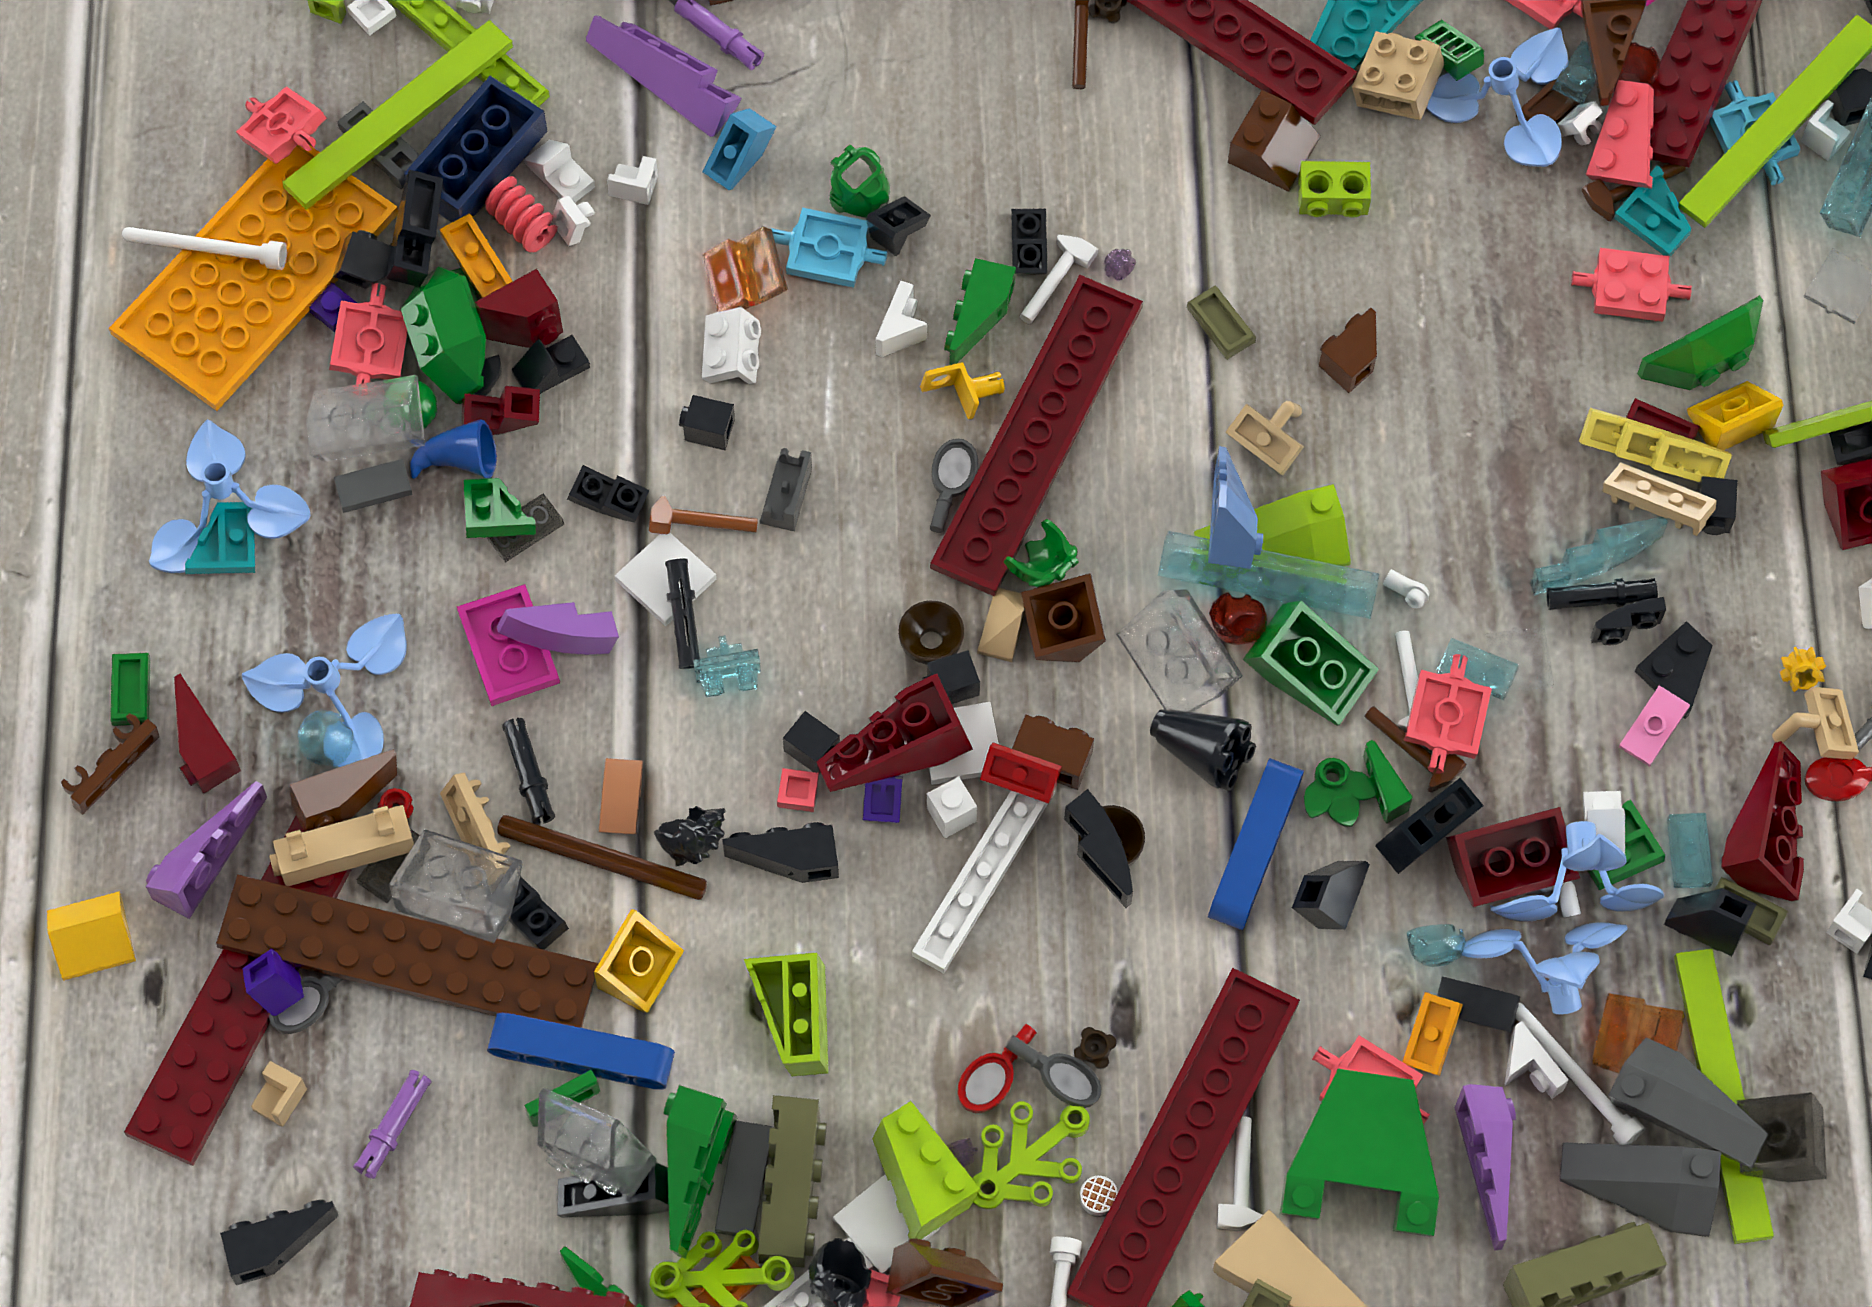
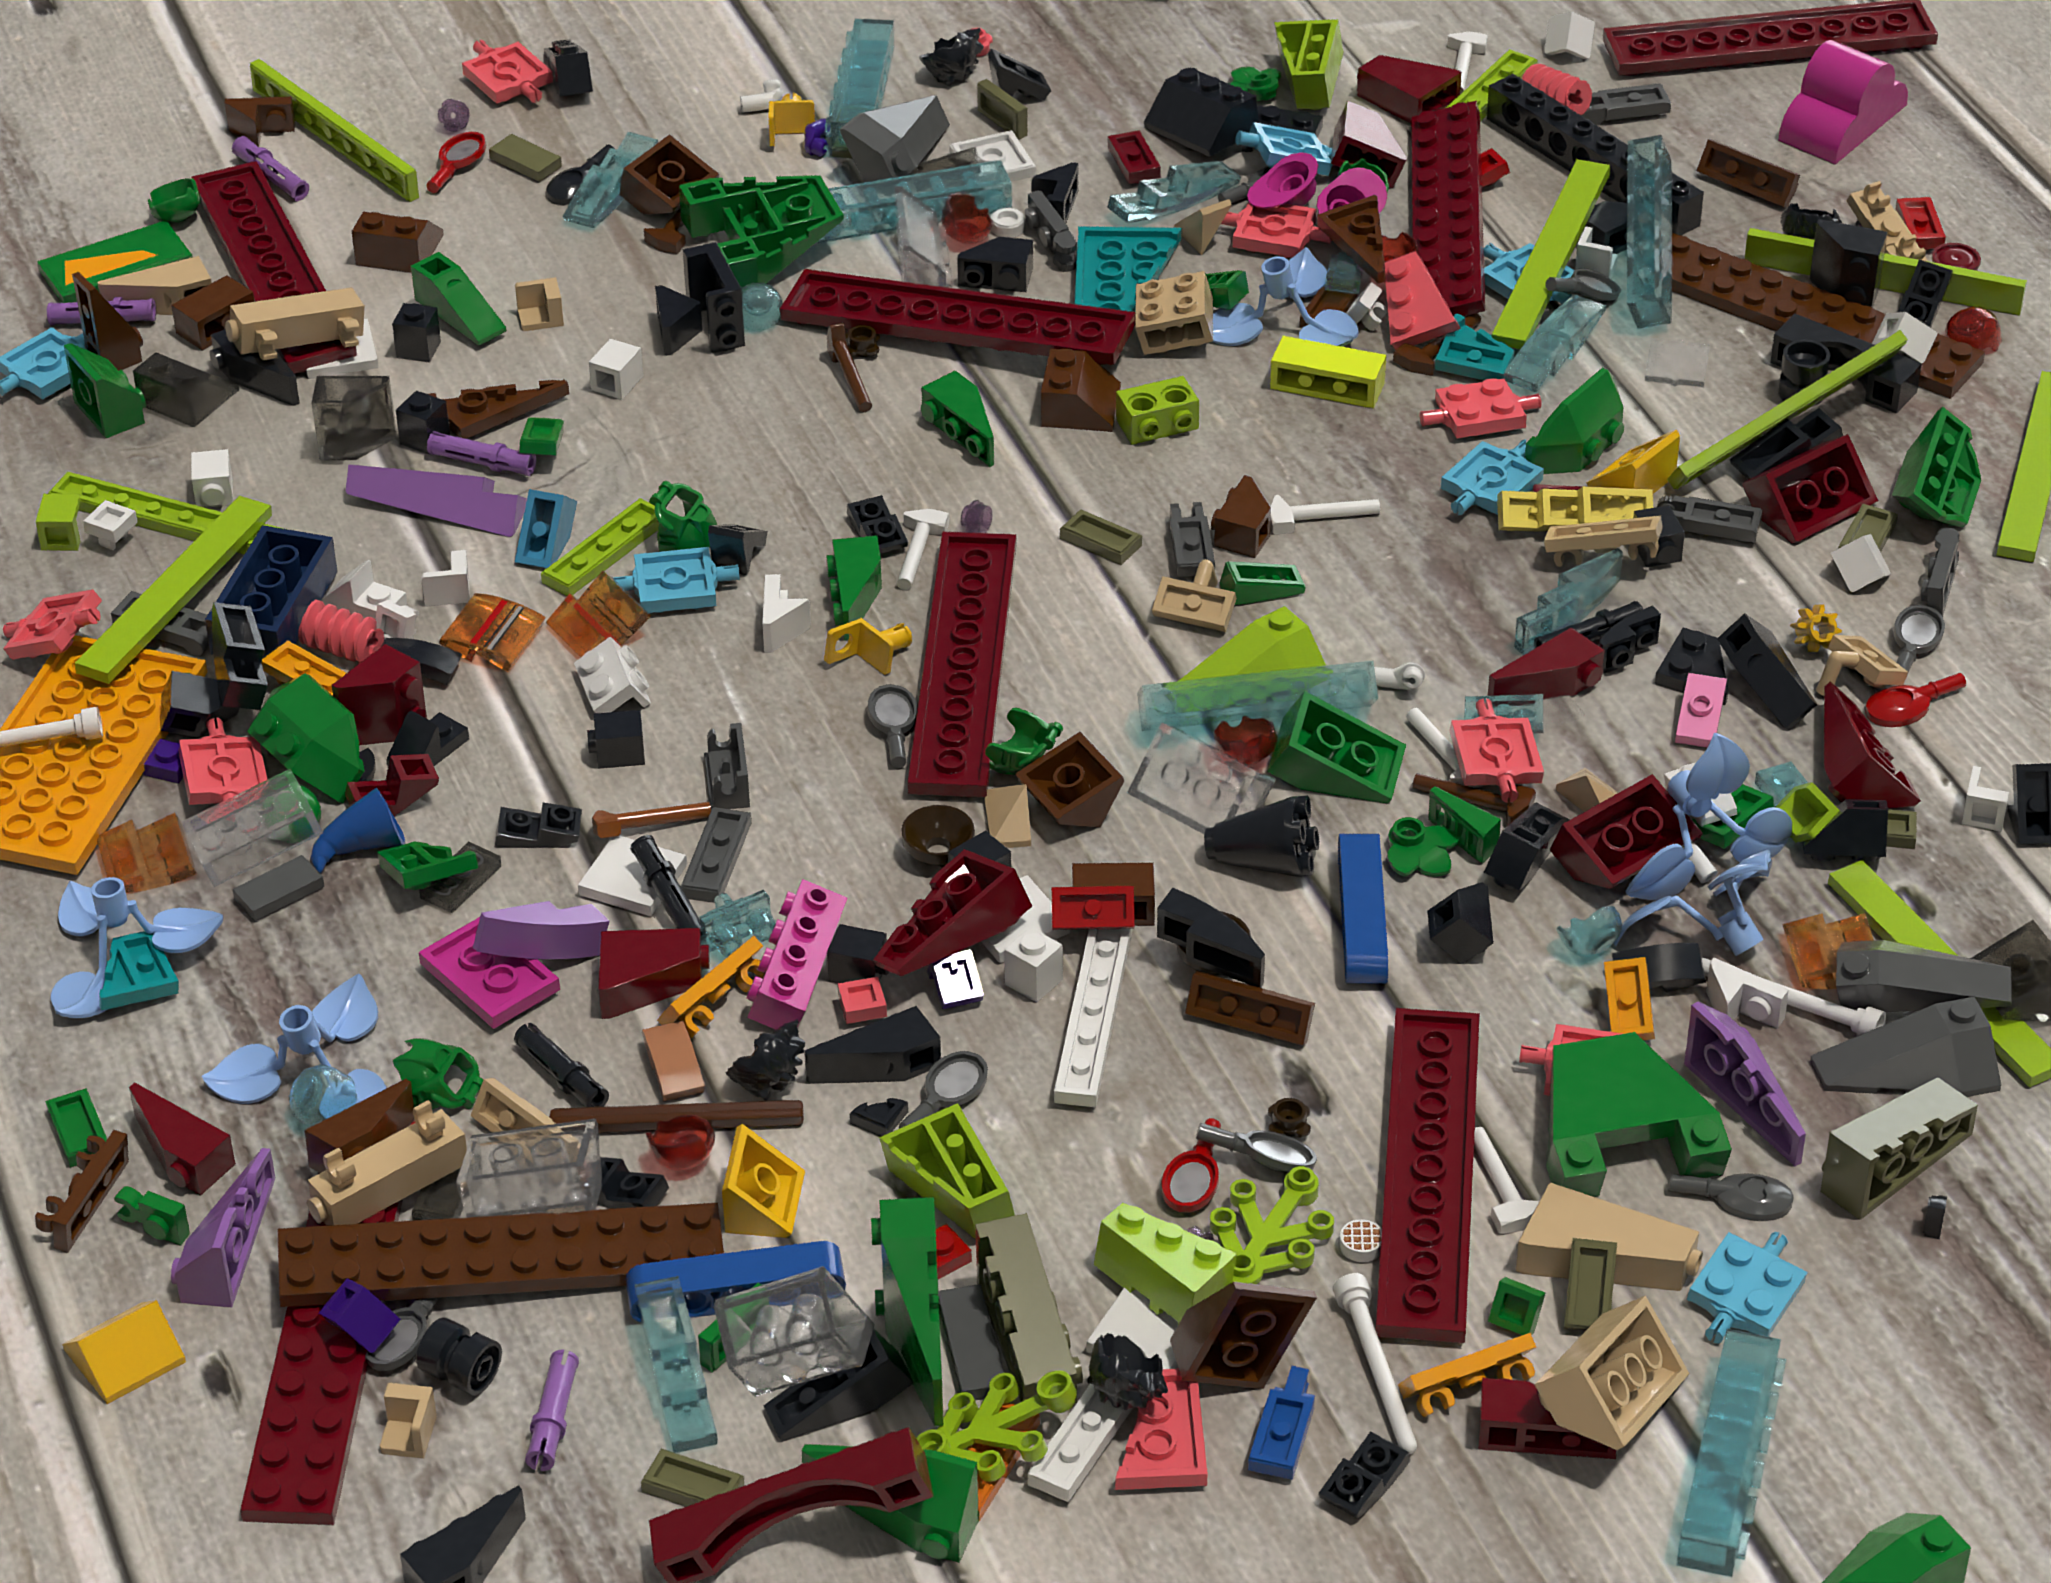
camera: 20 degrees left, 25 degrees down
(158, 815) = (160, 1215): none -> green plate
(276, 409) = (147, 855): none -> clear orange slope
(334, 1043) = (456, 1356): none -> black wheel
(418, 738) = (426, 1066): none -> green helmet
(474, 1235) = (687, 1479): none -> olive tile
(500, 1119) = (676, 1364): none -> clear light blue slope
(580, 267) = (435, 660): none -> black slope
(592, 890) = (682, 1142): none -> clear red hair
(635, 690) = (648, 967): none -> dark red slope
(651, 252) = (493, 629): none -> clear orange slope
(682, 731) = (713, 987): none -> light orange plate
(743, 579) = (716, 854): none -> dark grey tile
(757, 1077) = (951, 1251): none -> red plate
(759, 728) = (797, 955): none -> dark pink brick
(766, 916) = (879, 1117): none -> black tile
(777, 31) = (541, 436): none -> green tile
(781, 183) = (602, 549): none -> lime tile
(833, 907) = (950, 1081): none -> dark grey piece
(1112, 920) = (1250, 1008): none -> reddish brown plate
(1155, 123) = (958, 411): none -> green slope
(1233, 519) = (1197, 644): medium blue wedge -> none
(1296, 360) = (1190, 539): none -> dark grey hinge
(1323, 438) = (1261, 581): none -> green slope
(1393, 353) = (1283, 515): none -> white piece
(1434, 1266) = (1742, 1195): none -> dark grey piece
(1510, 192) = (1328, 371): none -> neon yellow brick
(1517, 785) = (1585, 789): none -> tan slope
(1545, 633) = (1553, 669): none -> dark red slope
(1600, 377) = (1488, 472): none -> medium azure plate
(1681, 886) = (1808, 811): none -> lime panel
(1733, 704) = (1767, 670): none -> black slope
(1736, 228) = (1554, 342): none -> clear light blue slope
(1777, 497) = (1715, 517): none -> dark grey hinge
(1803, 164) = (1587, 283): none -> dark grey piece

